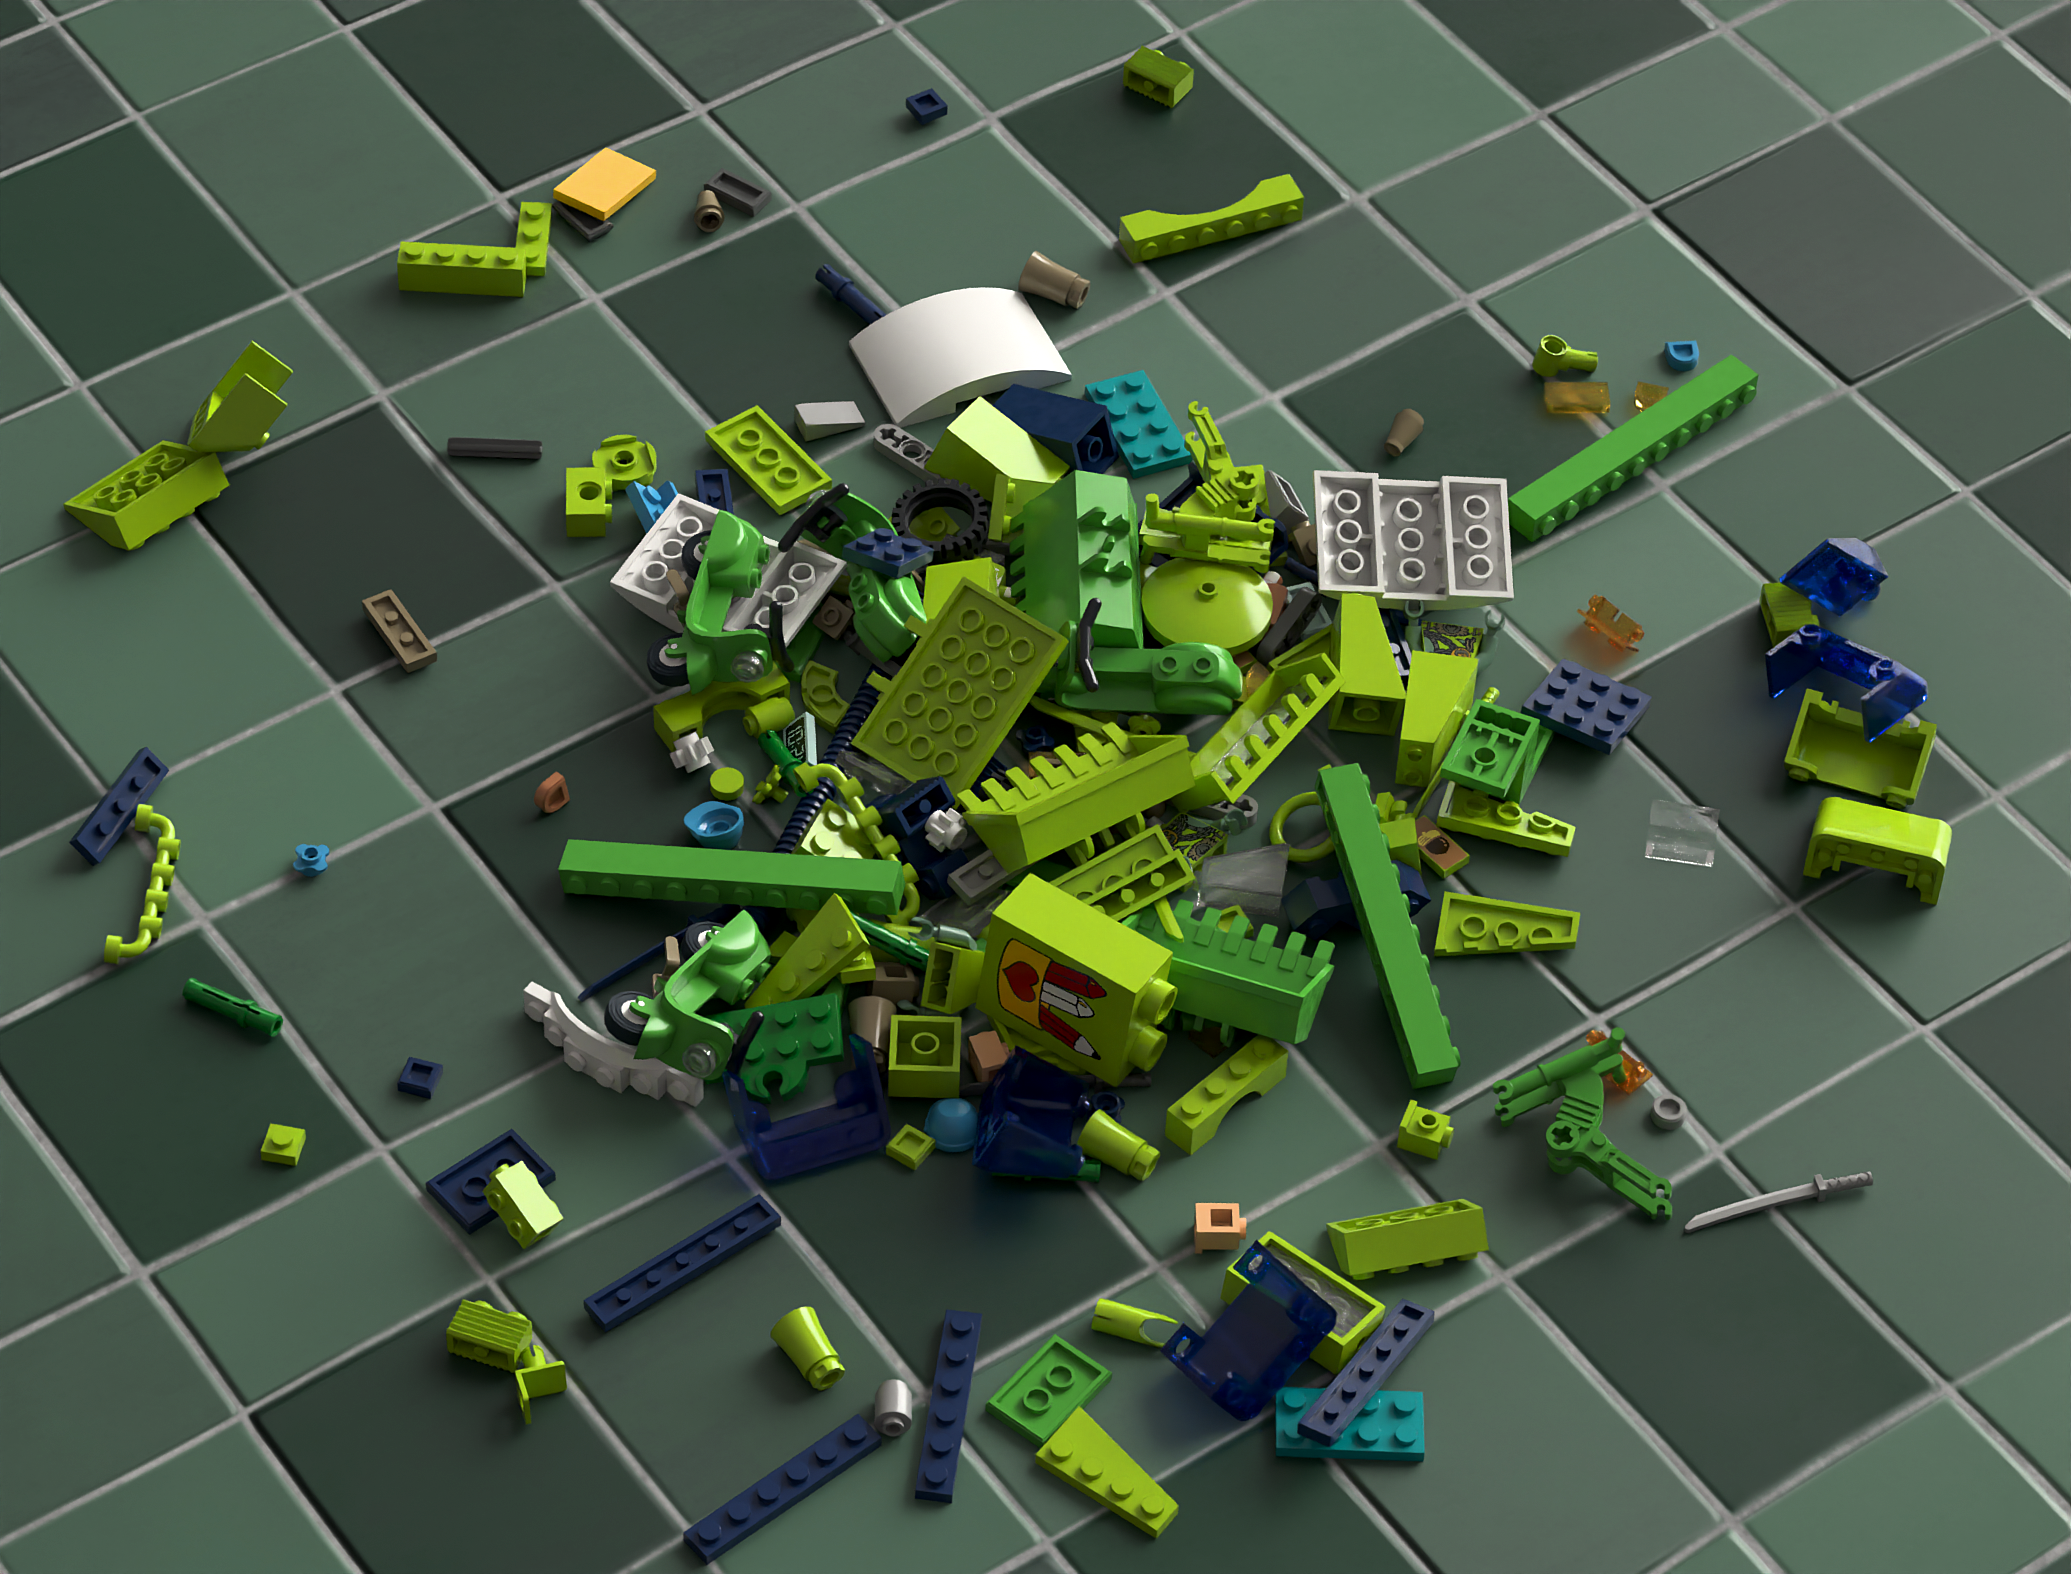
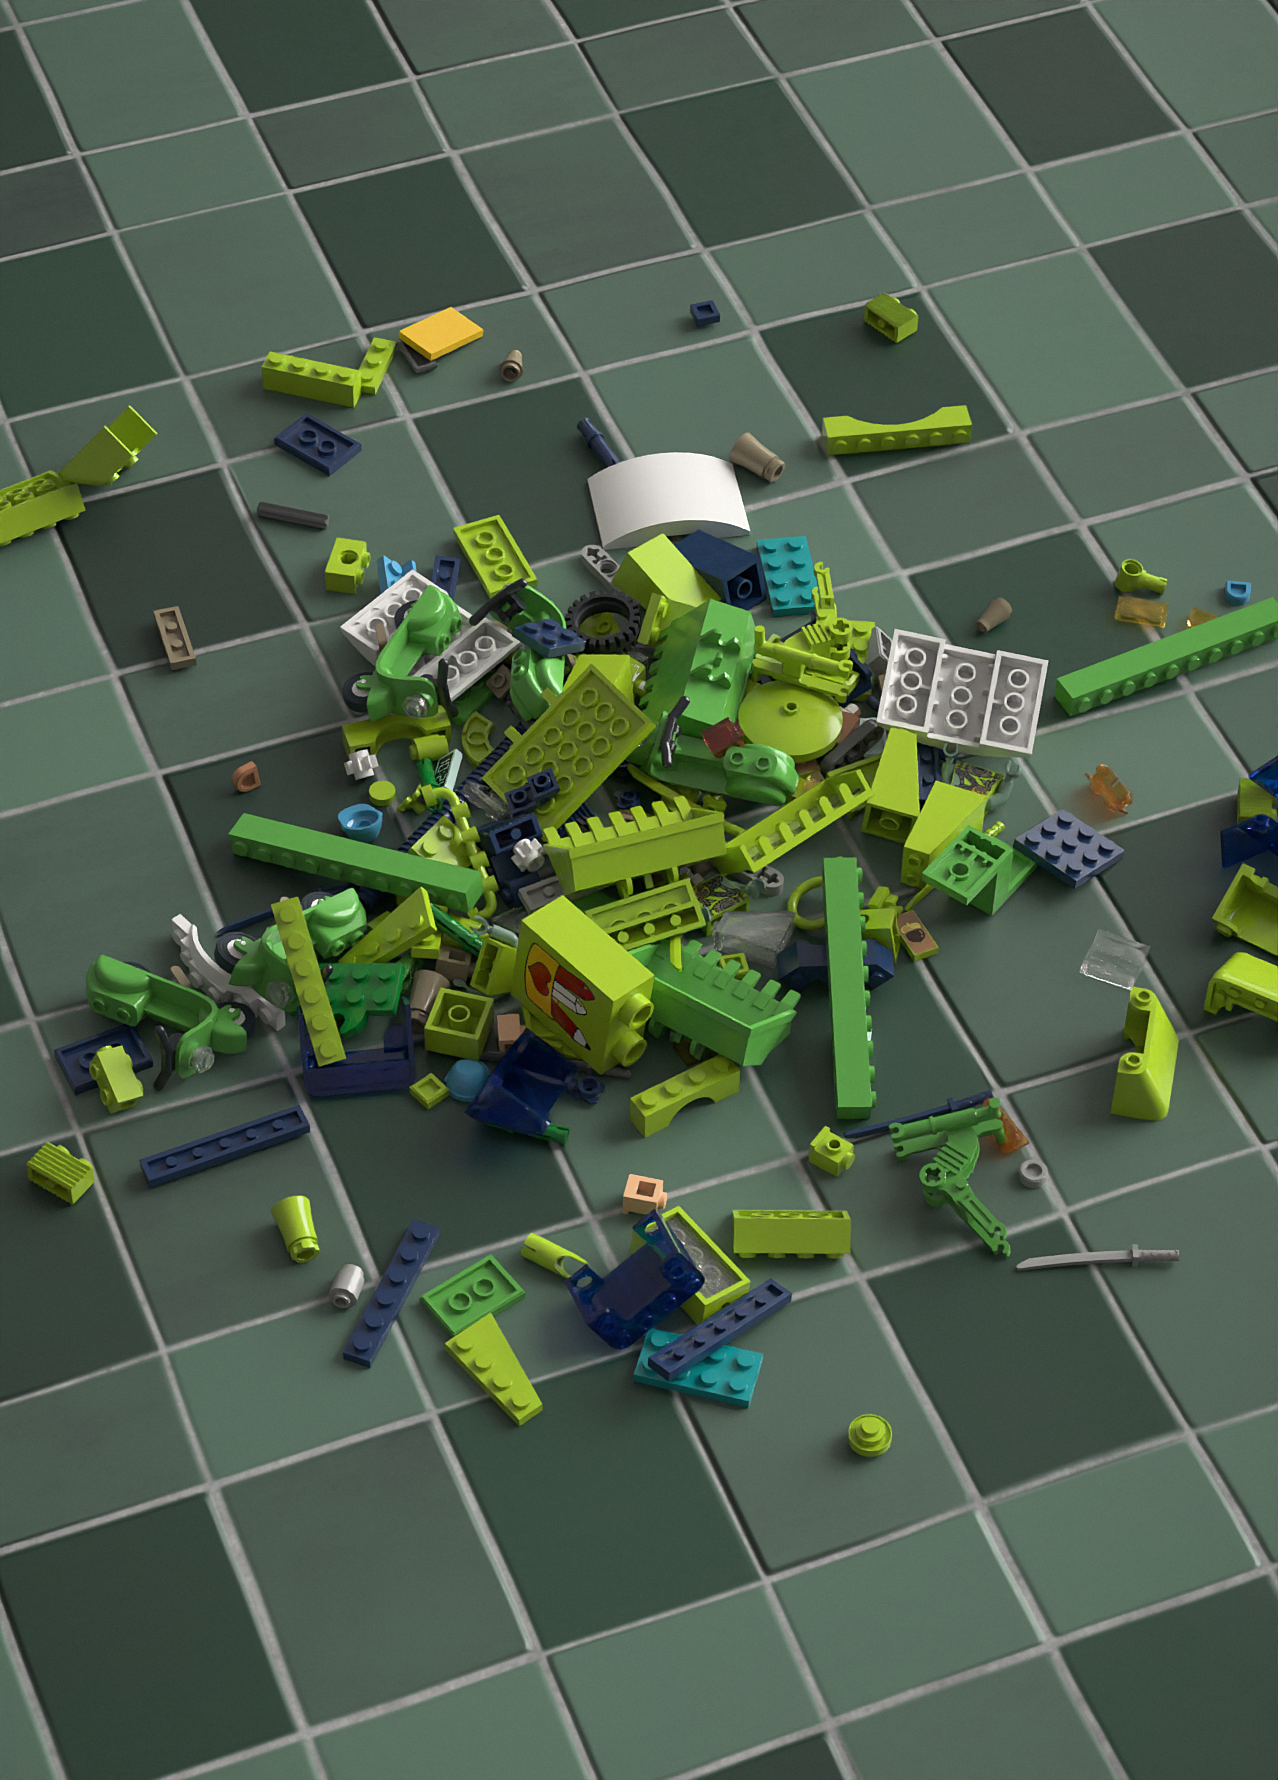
camera: 15 degrees right, 0 degrees up
(311, 859) = (52, 795): dark azure plate -> none
(420, 1077) = (75, 971): dark blue tile -> none
(494, 351) = (317, 444): none -> dark blue tile
(505, 1093) = (133, 993): none -> bright green piece
(537, 1378) = (85, 1212): lime bracket -> none
(627, 448) = (398, 538): lime plate -> none
(738, 192) = (540, 355): dark grey tile -> none
(738, 1036) = (308, 981): none -> lime arch
(782, 1489) = (243, 1331): dark blue plate -> none
(826, 418) = (551, 533): light grey slope -> none
(931, 751) = (538, 791): none -> dark blue slope
(1117, 1146) = (585, 1119): lime plant -> none
(1143, 641) = (722, 736): none -> clear red brick
(1484, 817) = (973, 926): lime wing -> none
(1499, 926) = (942, 1005): lime wing -> none
(1548, 1049) = (950, 1107): none -> dark blue sword
(1580, 1465) = (869, 1435): none -> lime plate
(1770, 973) = (1147, 1078): none -> lime windscreen

